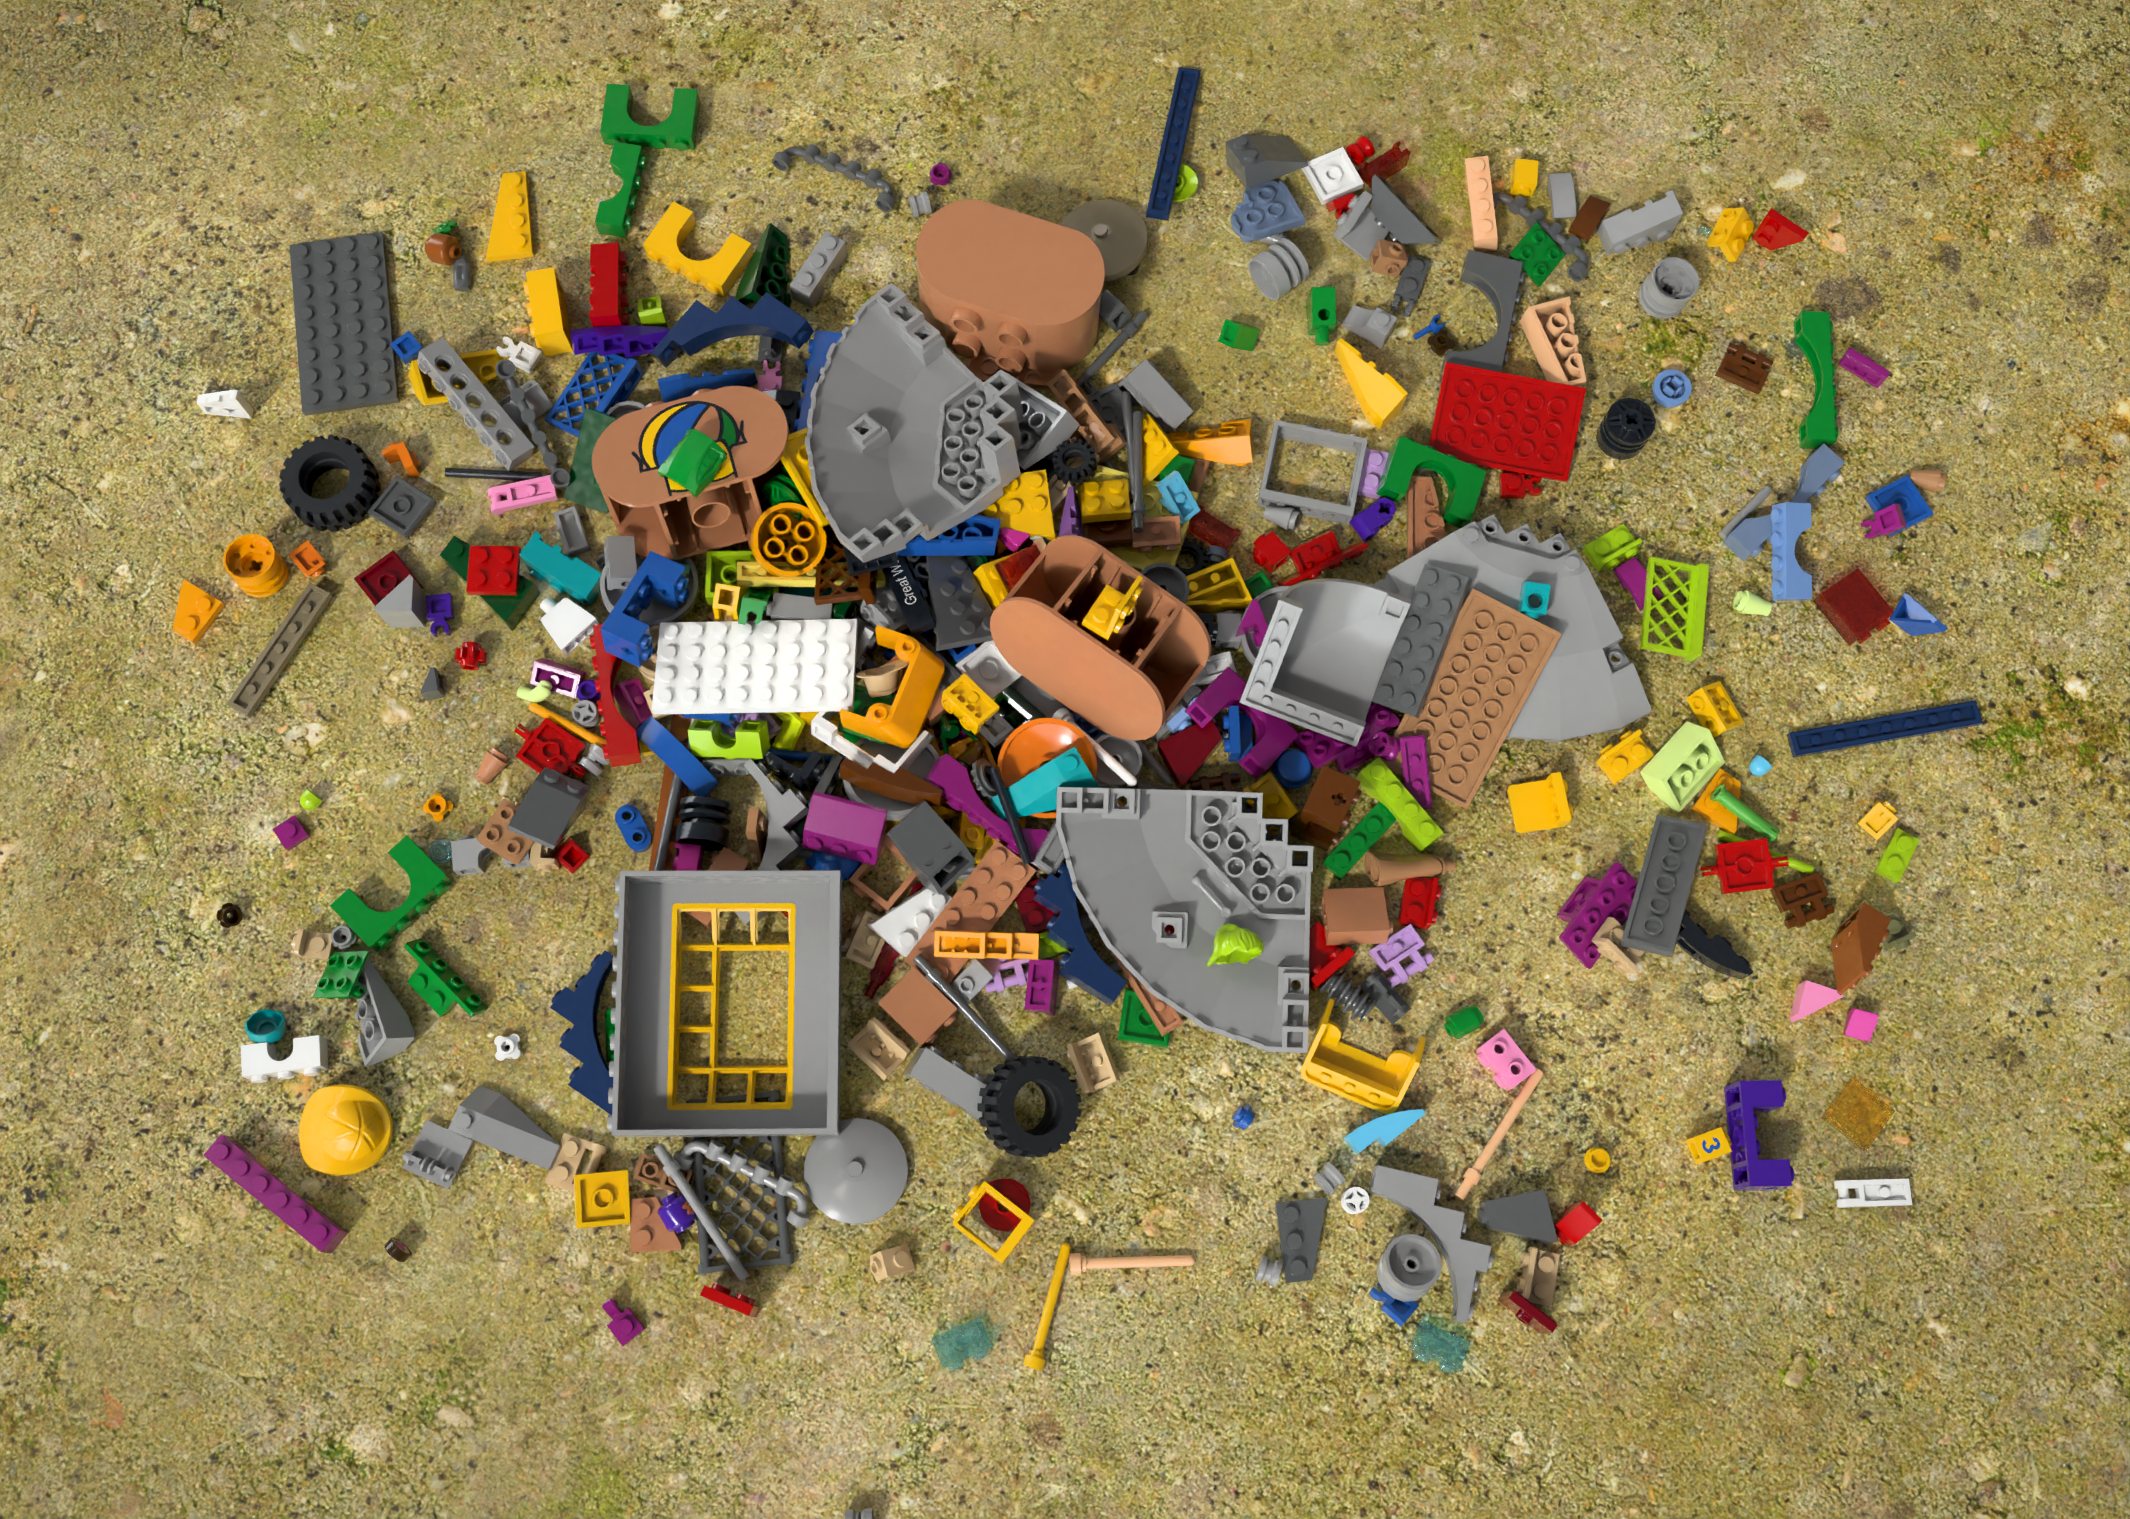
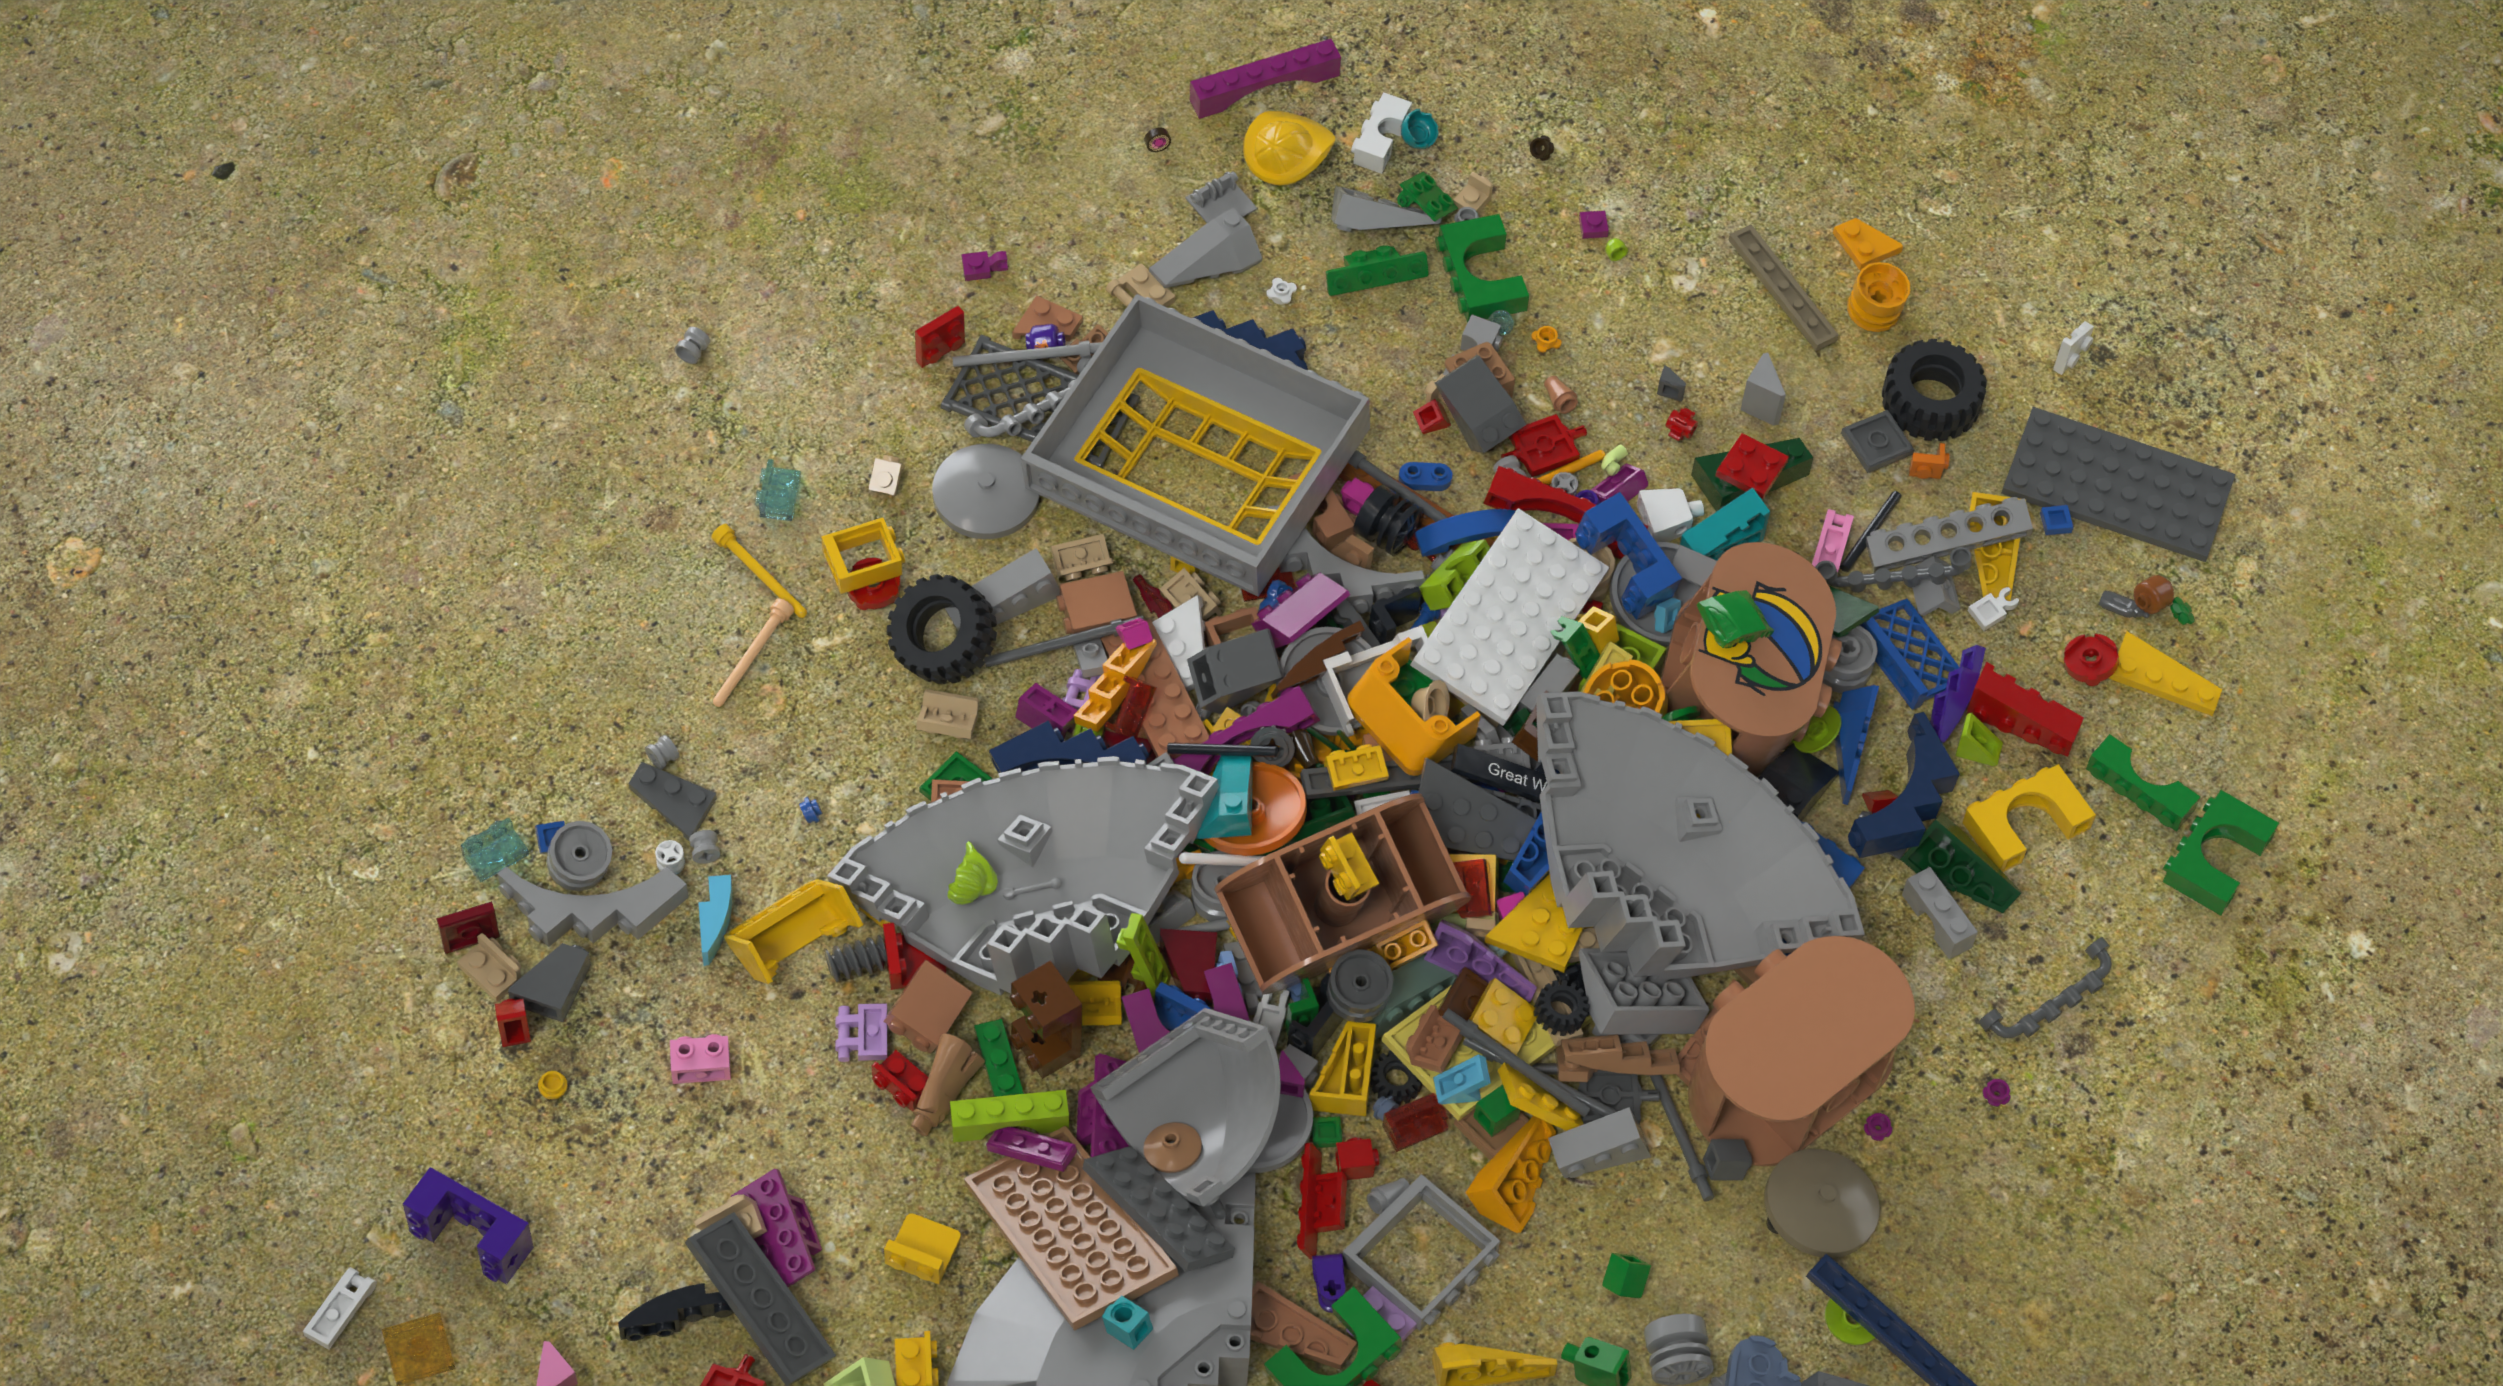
camera: 120 degrees right, 15 degrees down
(308, 560) = (1863, 345): orange bracket -> none
(383, 577) = (1805, 397): dark red plate -> none
(439, 610) = (1746, 422): dark purple plate -> none
(522, 256) = (2091, 671): none -> red plate
(548, 312) = (2024, 646): yellow brick -> none
(601, 1199) = (1096, 292): yellow plate -> none
(743, 353) = (1878, 799): none -> red slope
(771, 380) = (1832, 809): bright pink plate -> none
(920, 204) = (1968, 1050): light grey wheel -> none
(938, 952) = (1134, 633): none -> dark pink slope
(1004, 917) = (1133, 707): none -> clear red hinge
(1225, 773) = (1149, 963): none -> lime hinge
(1292, 769) = (1114, 1041): blue piece -> none
(1351, 679) = (1172, 1156): none -> medium nougat dish
(1384, 746) = (1076, 1127): magenta wheel -> none
(1388, 1000) = (832, 996): dark grey hinge -> none
(1463, 1021) = (762, 1046): green brick -> none
(1473, 1174) = (619, 972): light nougat bar -> none
(1709, 1145) = (493, 1183): yellow brick -> none

